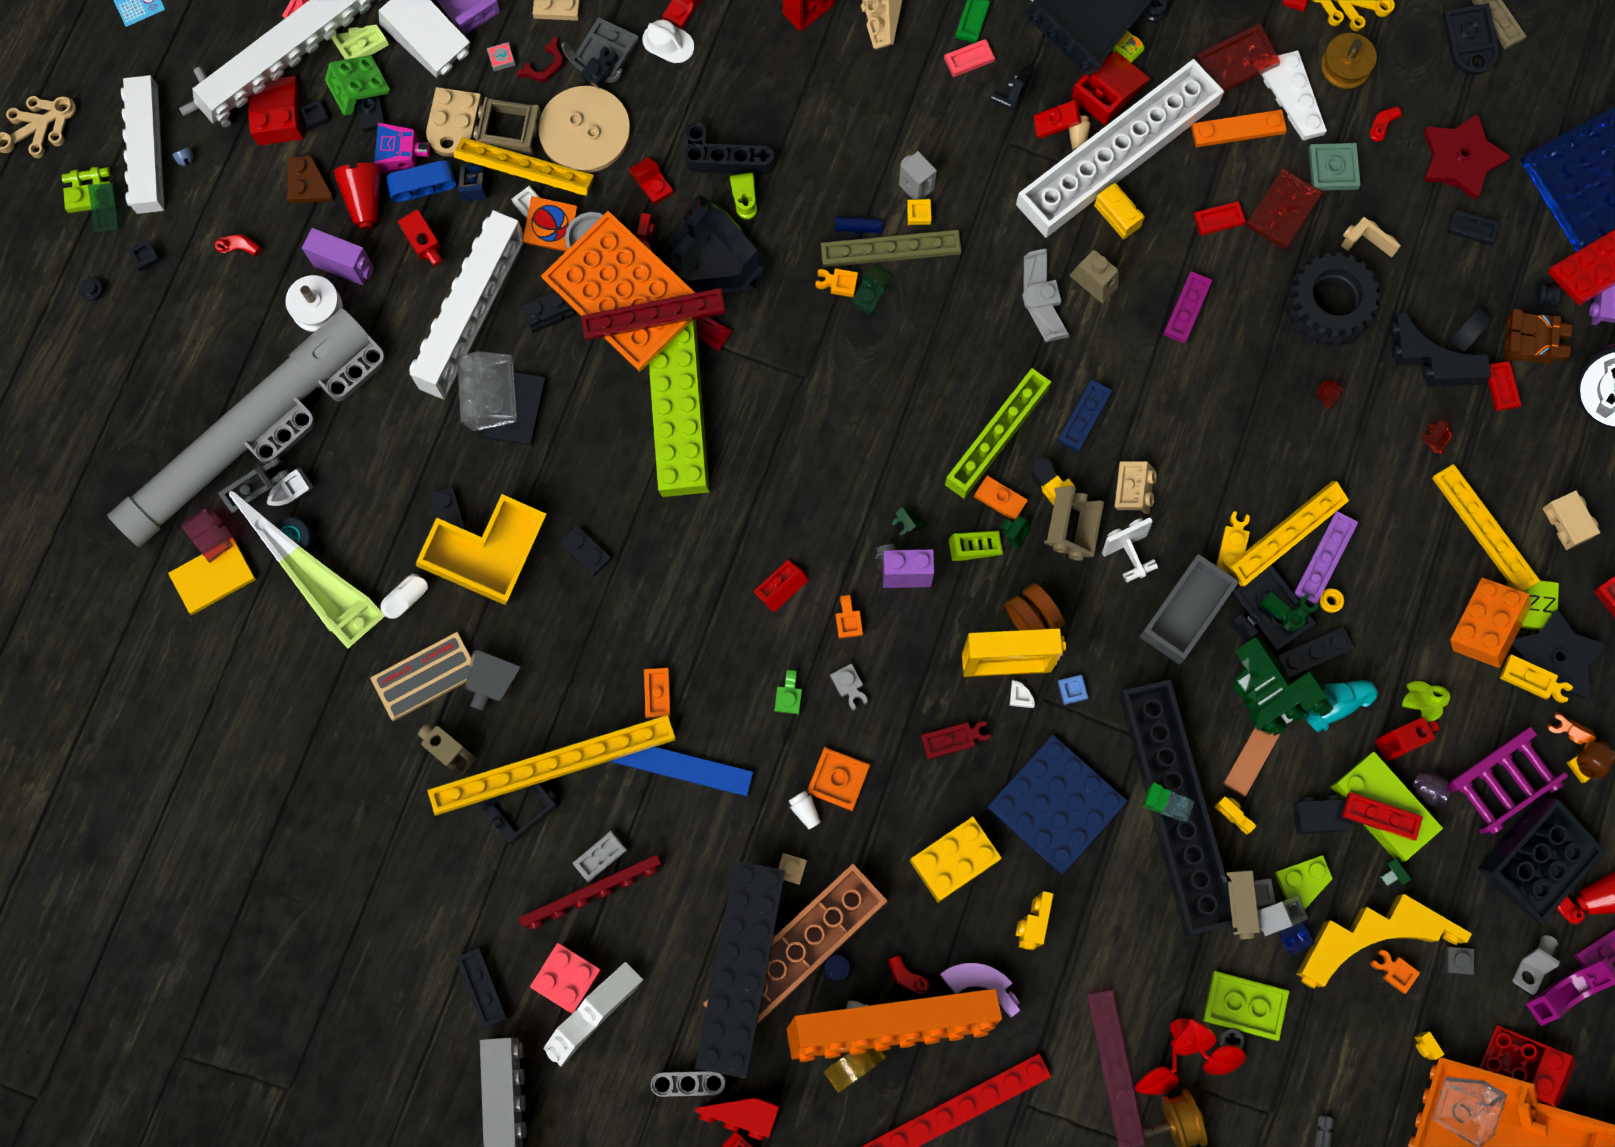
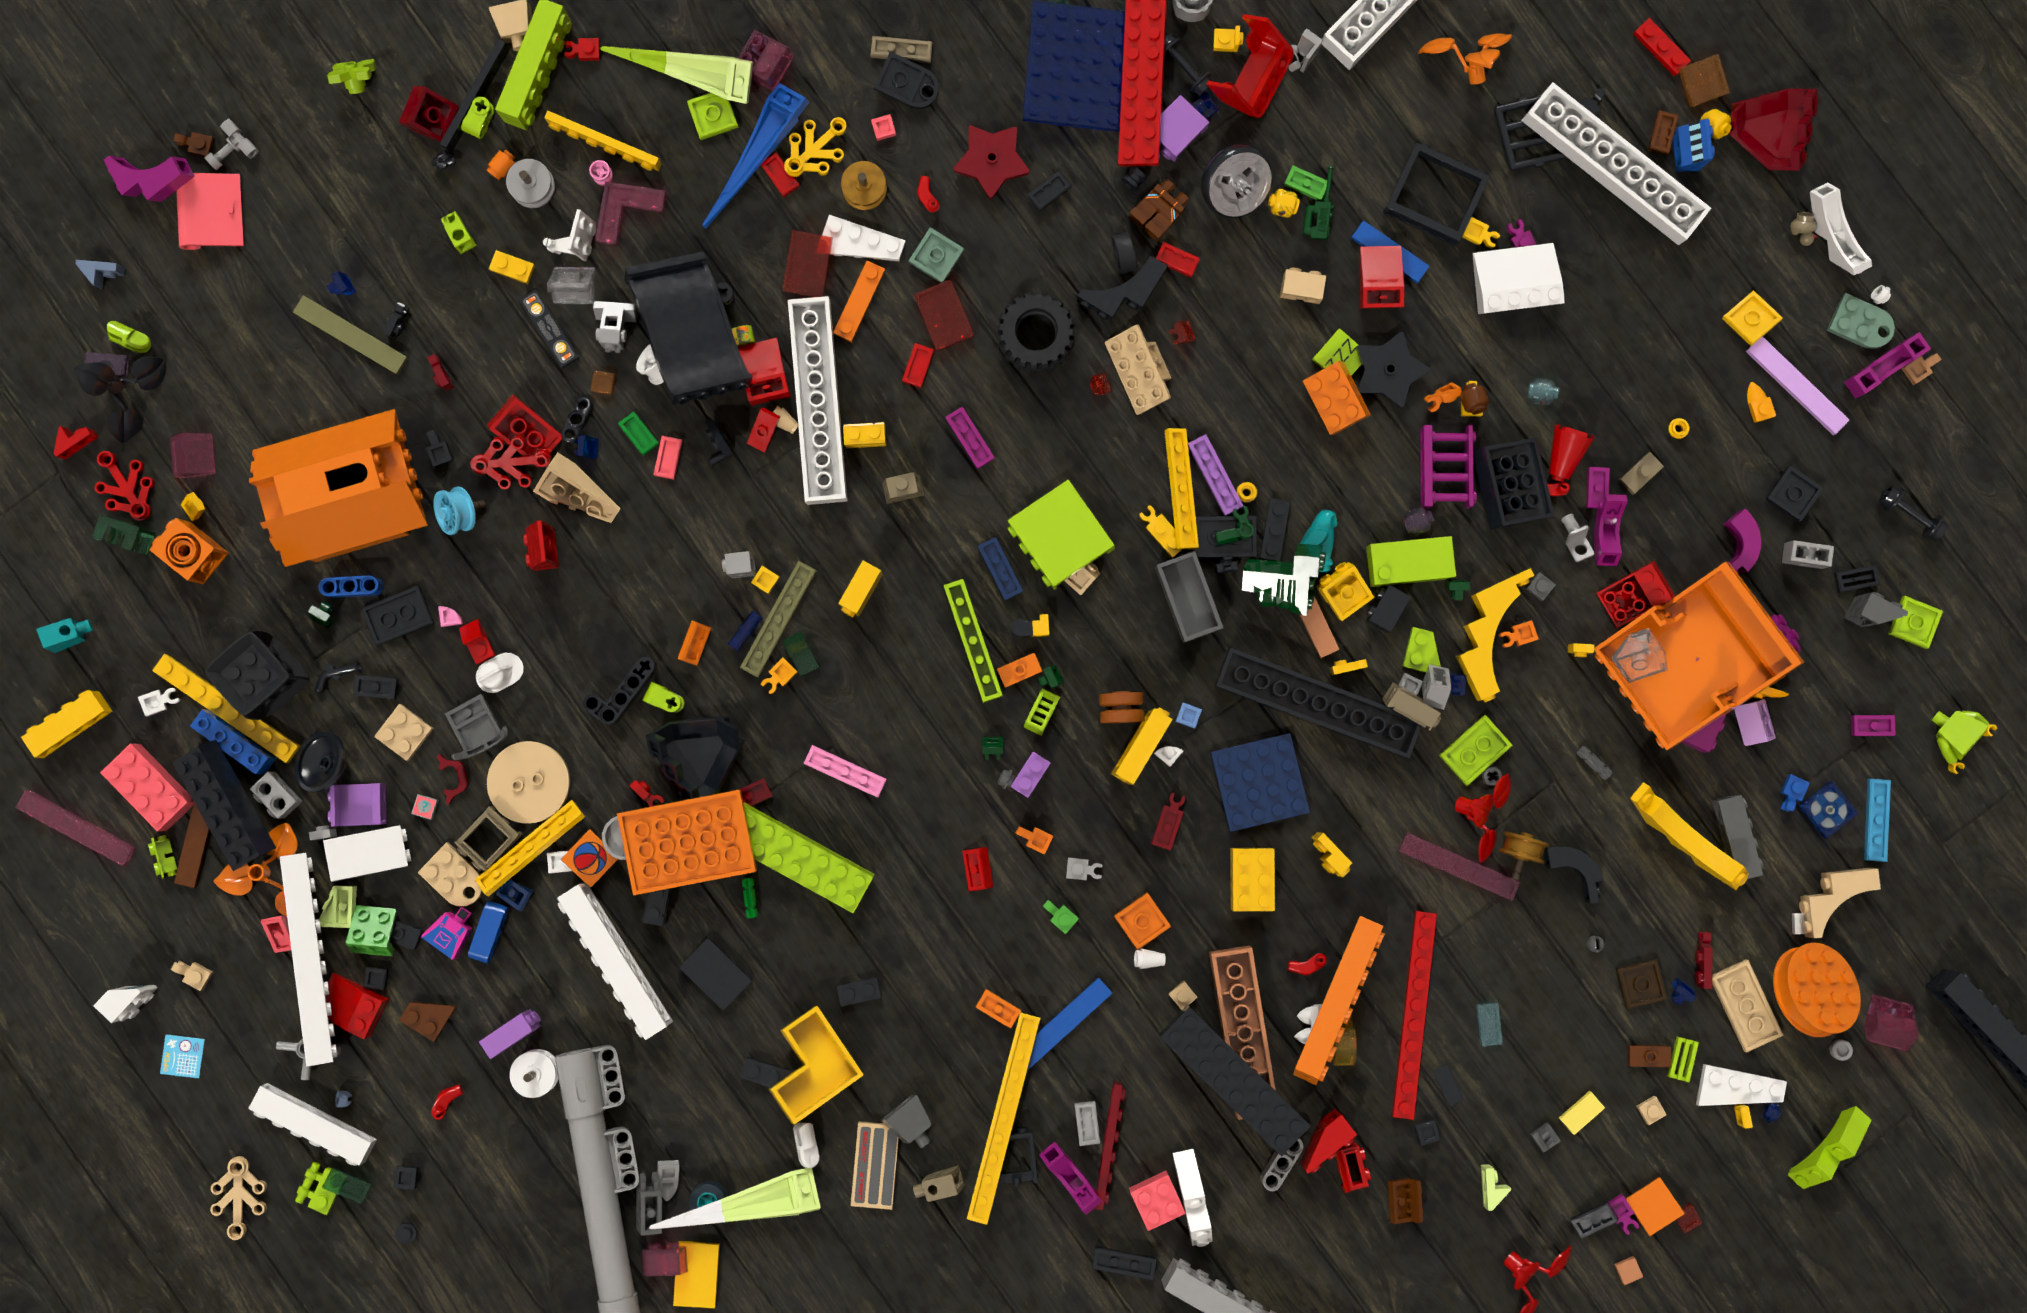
camera: 65 degrees left, 10 degrees up
(360, 192) = (469, 984): red cone -> none
(417, 233) = (528, 961): red torso -> none
(486, 390) = (690, 988): clear slope -> none
(536, 872) = (1071, 1177): none -> magenta arch
(598, 70) = (490, 743): black plate -> none
(608, 391) = (749, 897): none -> green axle
(651, 181) = (604, 759): red slope -> none
(653, 314) = (722, 833): dark red tile -> none
(789, 401) = (845, 771): none -> bright pink tile
(815, 187) = (694, 643): none -> orange plate
(836, 968) = (1271, 1009): clear blue plate -> none
(972, 297) = (860, 589): none -> yellow brick
(981, 976) = (1340, 915): lavender arch -> none
(1041, 296) = (890, 535): light grey plate -> none
(1087, 525) = (1083, 626): dark tan window -> none
(1123, 539) = (1106, 612): white plate -> none
(1159, 446) = (1059, 534): none -> lime panel
(1168, 803) = (1314, 711): leg -> none
(1308, 760) = (1344, 590): none -> yellow plate
(1372, 232) = (1001, 265): tan bracket -> none
(1373, 419) = (1139, 369): none -> tan bracket
(1382, 816) = (1417, 572): red tile -> none
(1406, 738) = (1375, 513): red torso -> none
(1414, 46) = (883, 127): none -> coral tile
(1423, 698) = (1356, 482): lime plate -> none
(1485, 529) = (1269, 349): yellow tile -> none
(1533, 679) = (1394, 399): yellow plate -> none

